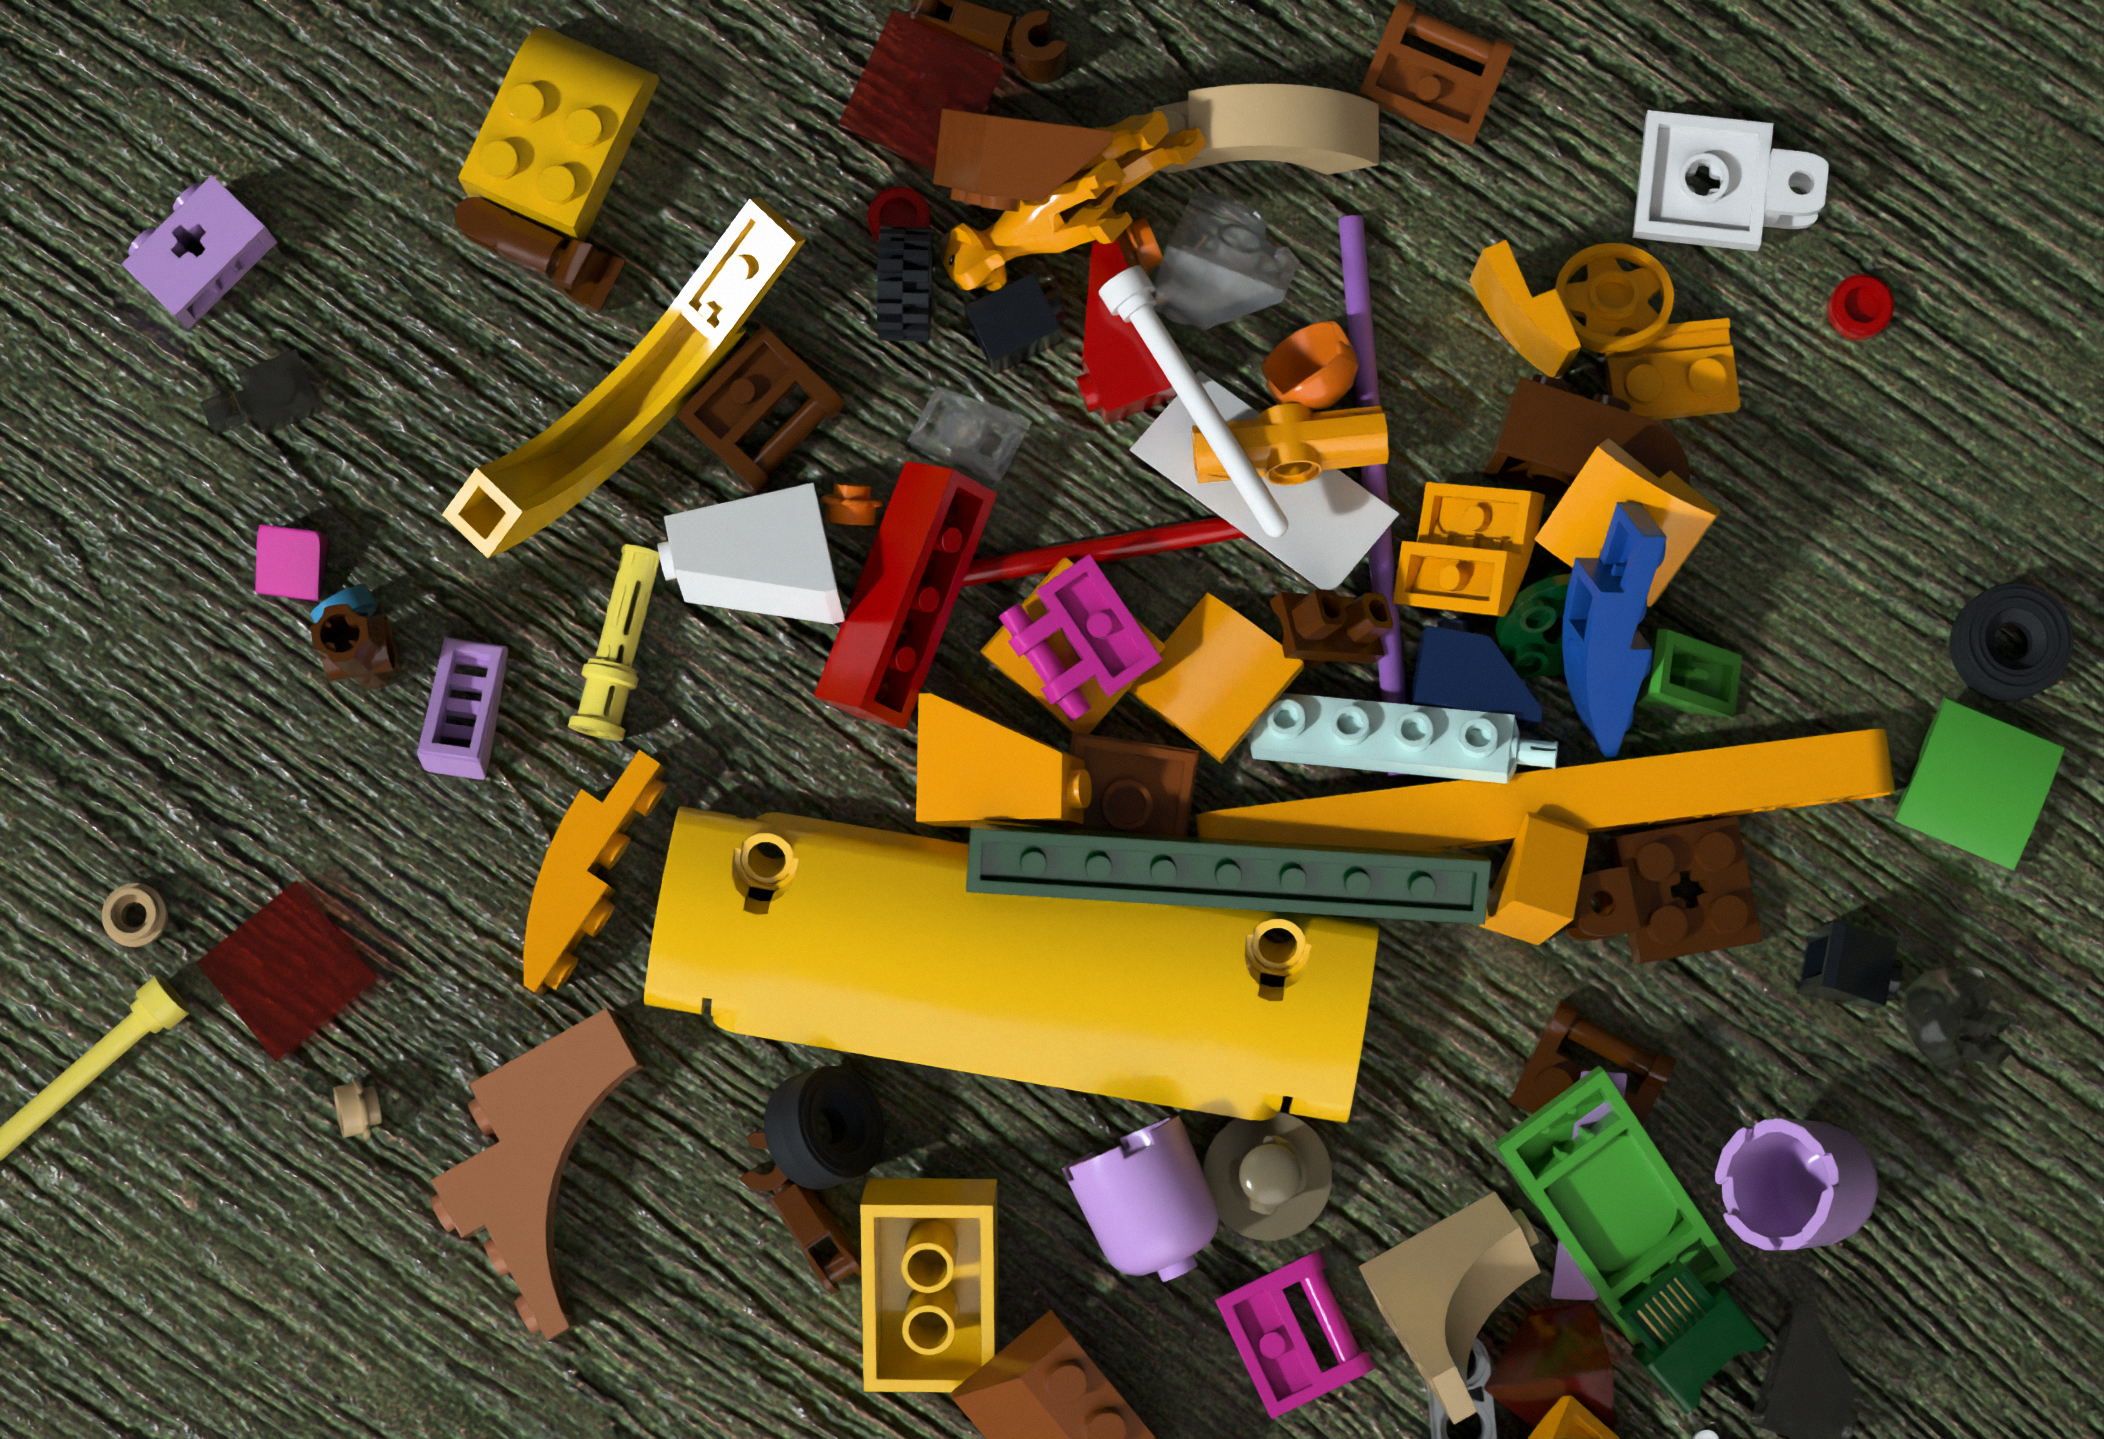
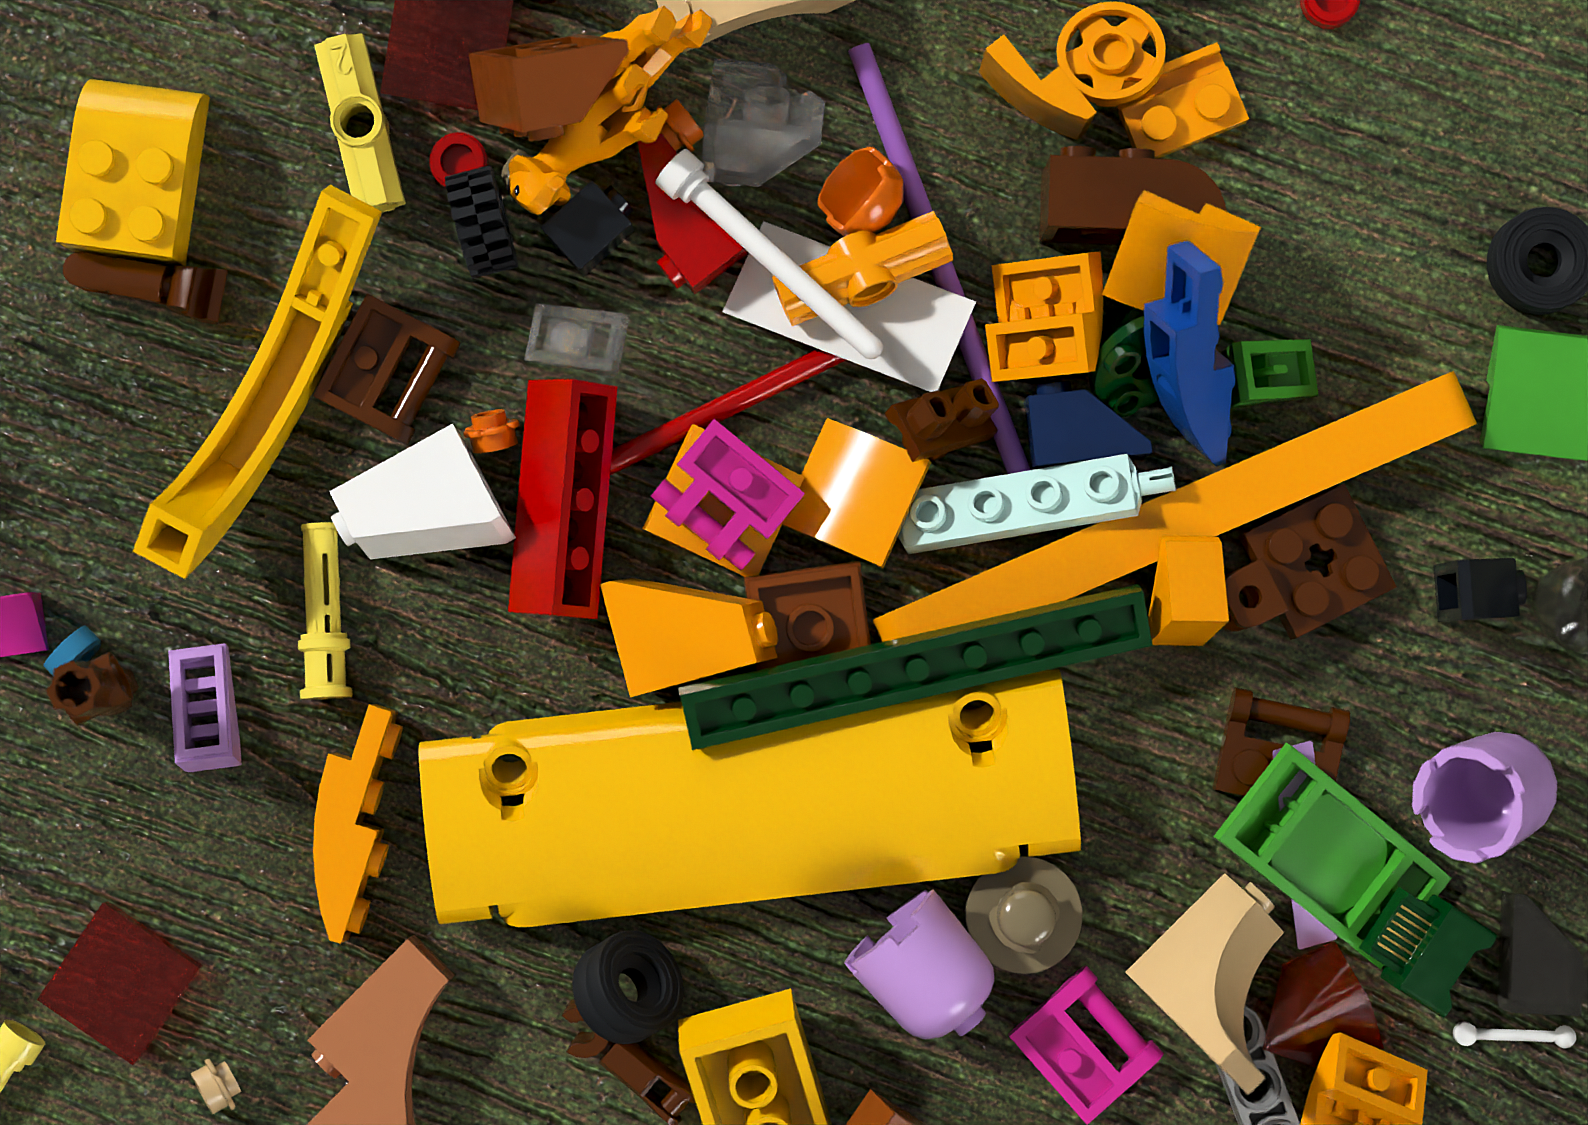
camera: 15 degrees left, 5 degrees up
(809, 113) = (352, 90): none -> light yellow piece

